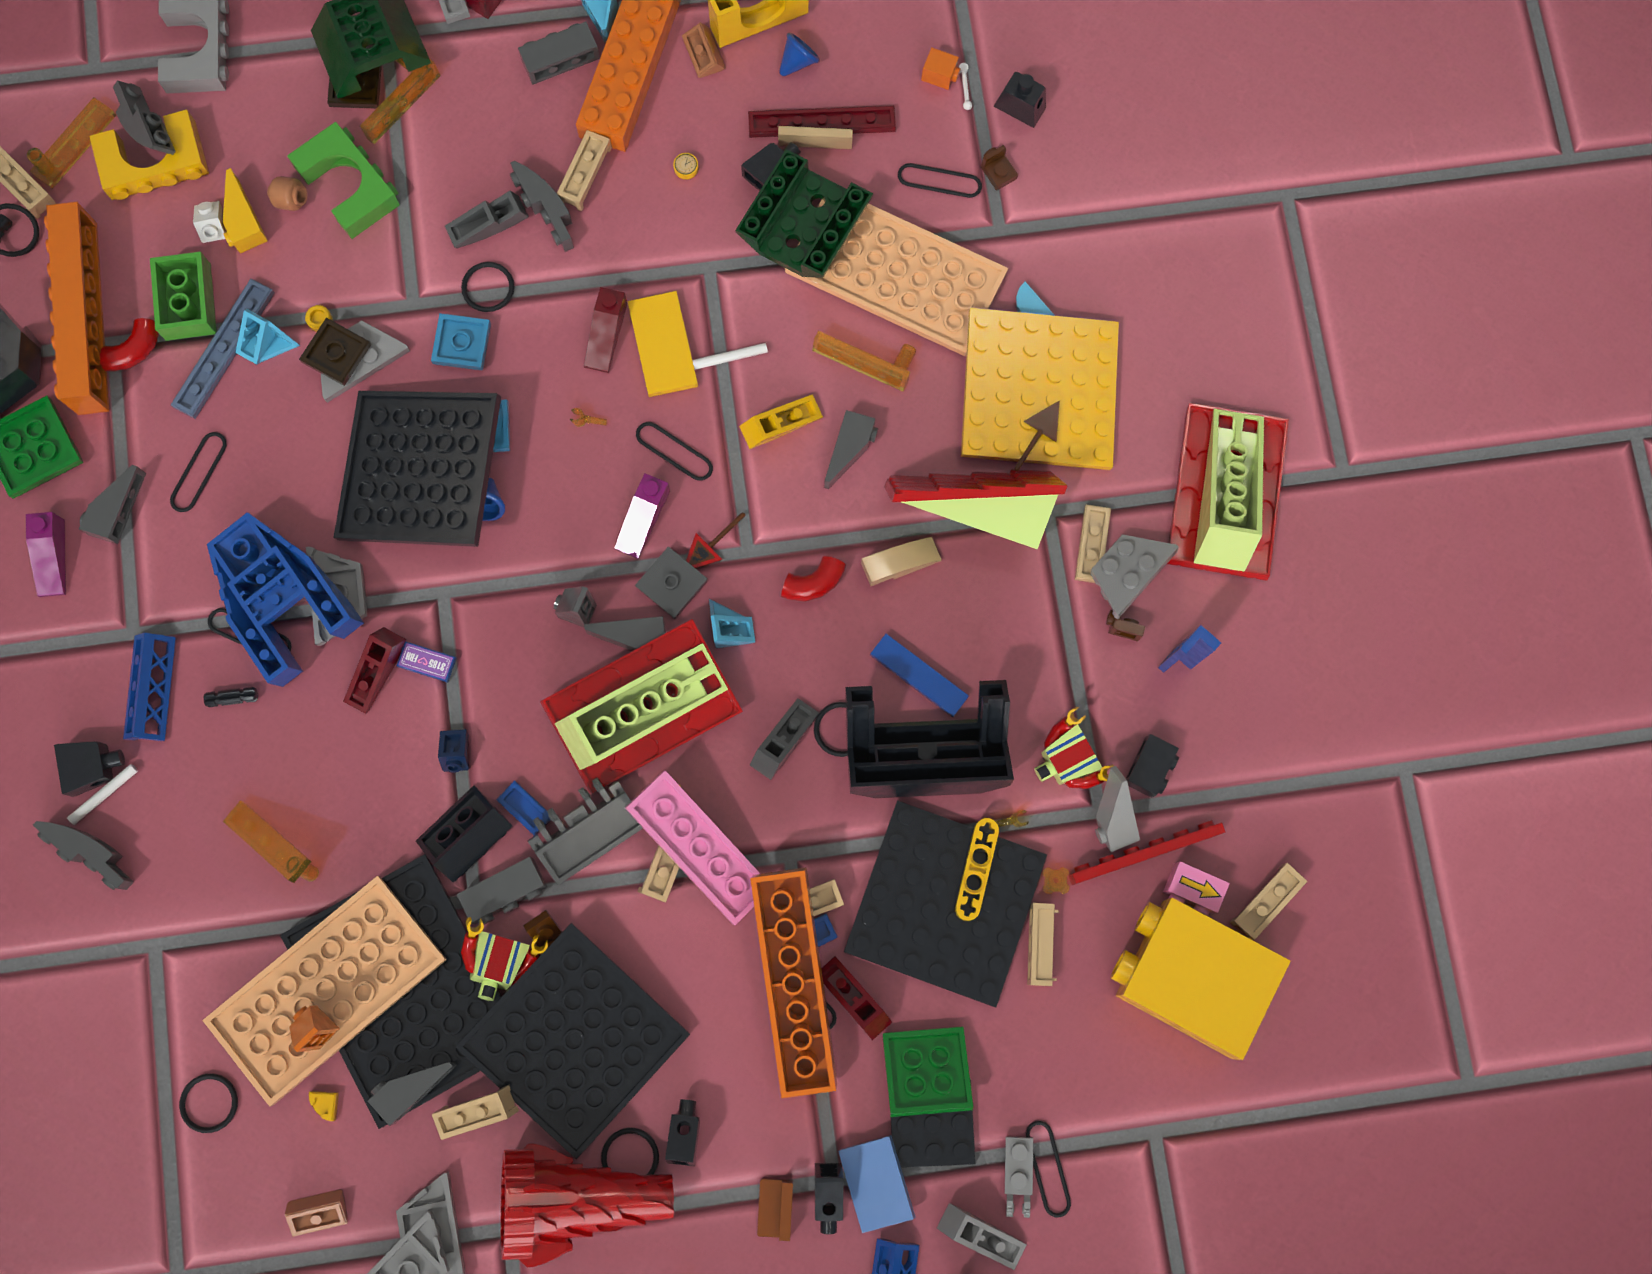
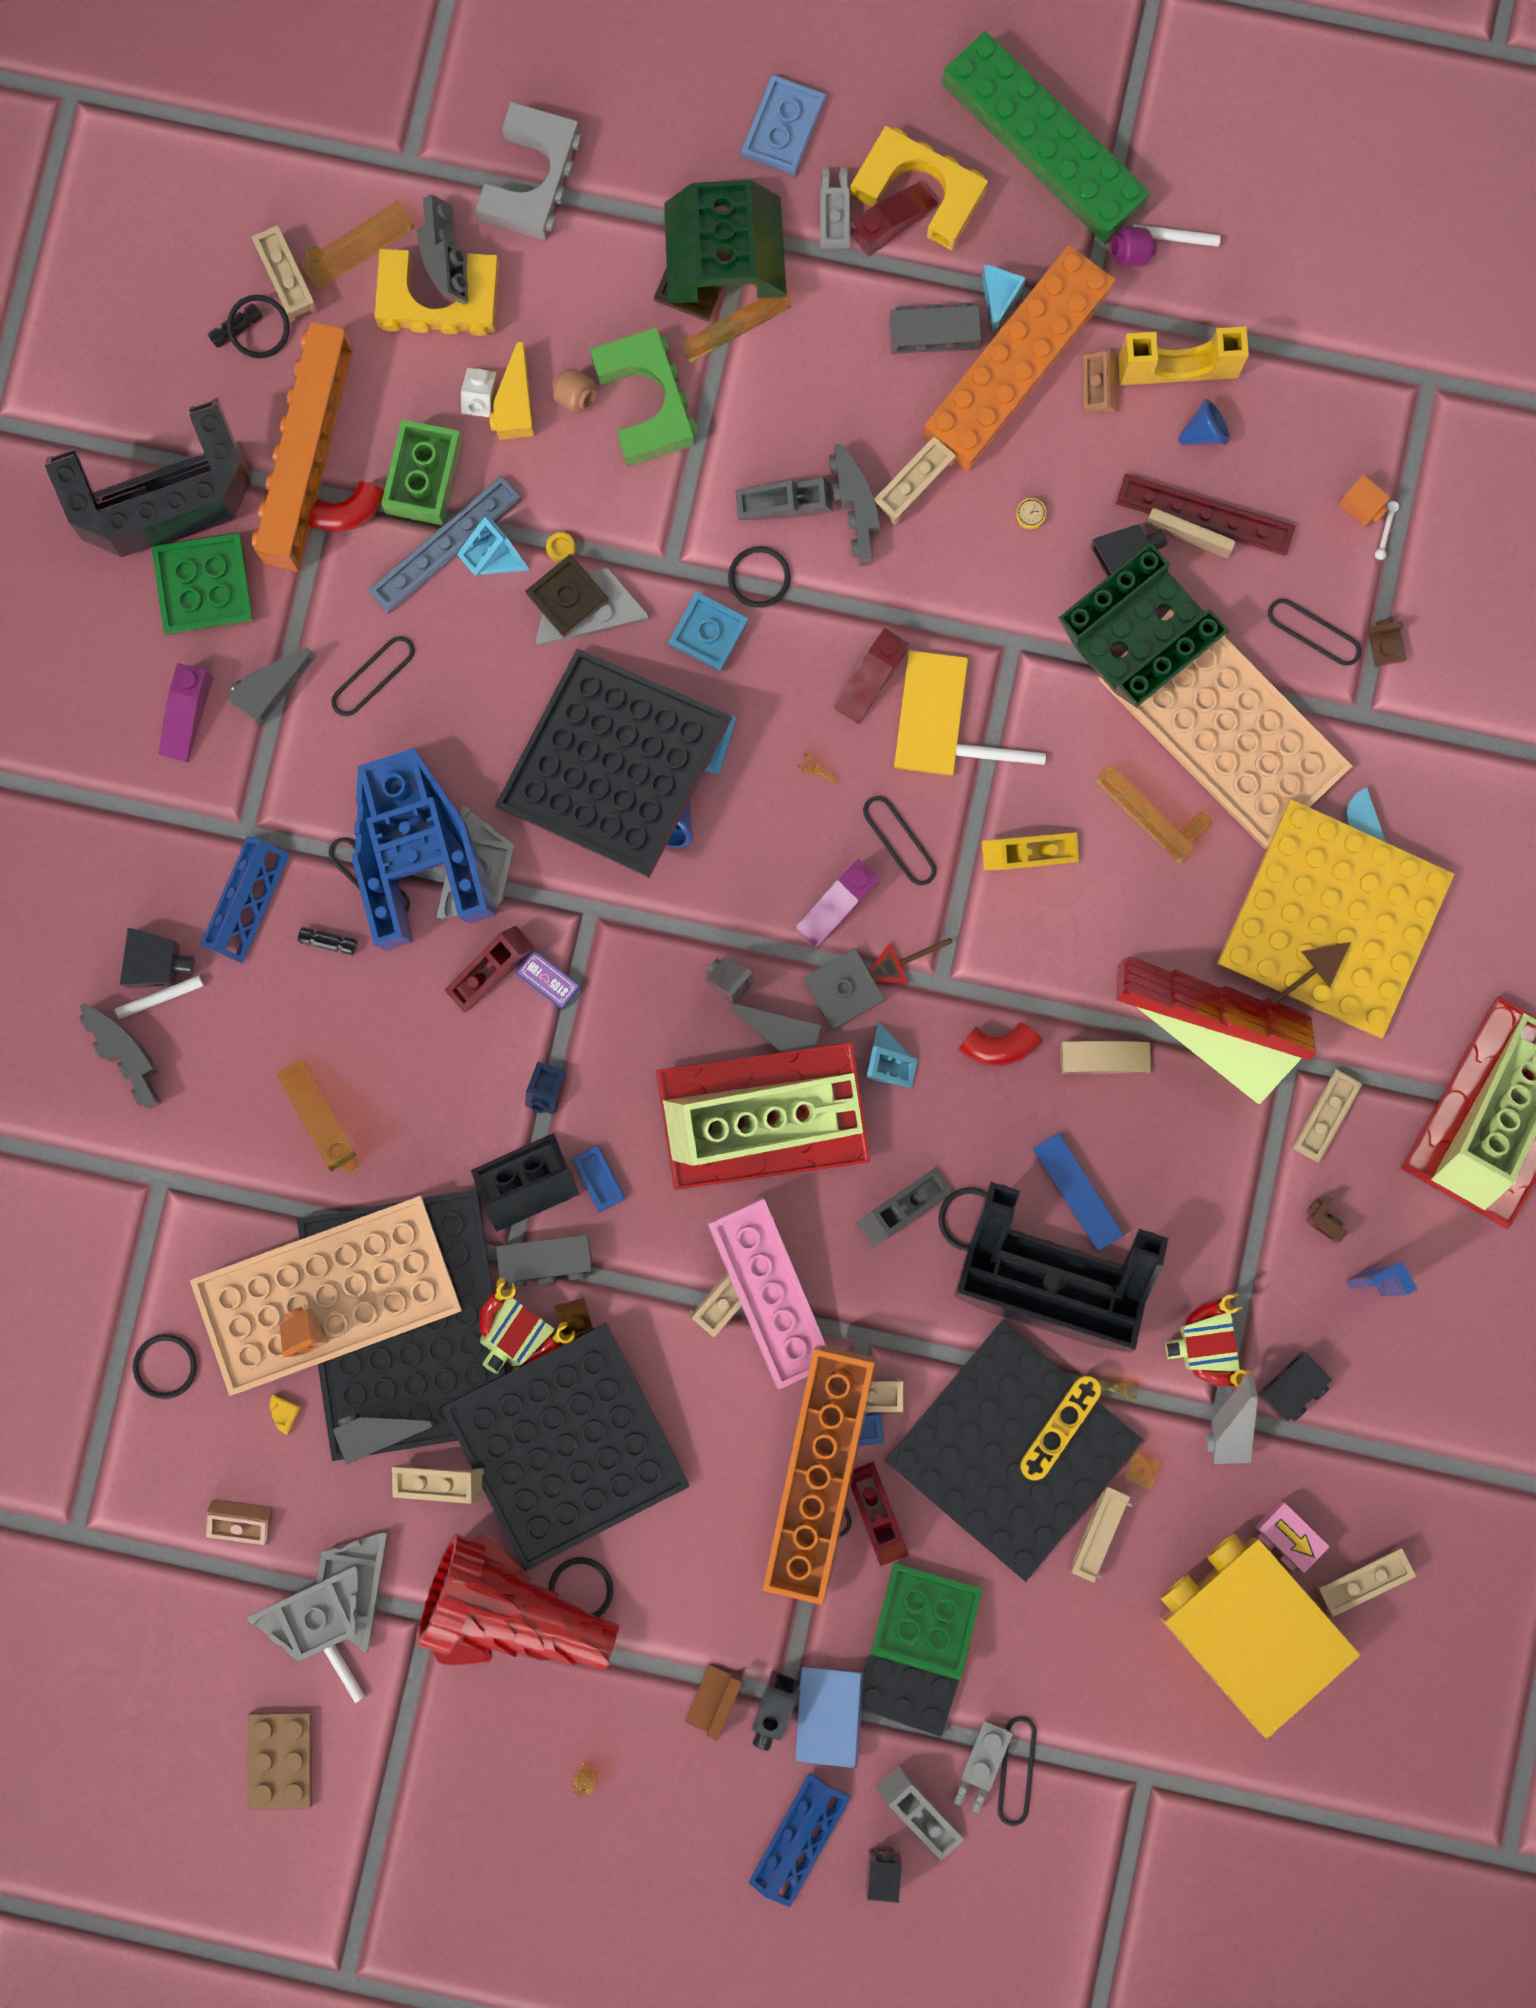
camera: 30 degrees right, 5 degrees up
(588, 833) = (656, 1233): dark grey hinge -> none
(683, 1148) = (638, 1601): black torso -> none
(851, 444) = (1100, 904): dark grey slope -> none
(1023, 99) = (1445, 572): black torso -> none
(1129, 569) = (1356, 1161): light grey wing -> none
(1156, 848) = (1240, 1478): red plate -> none

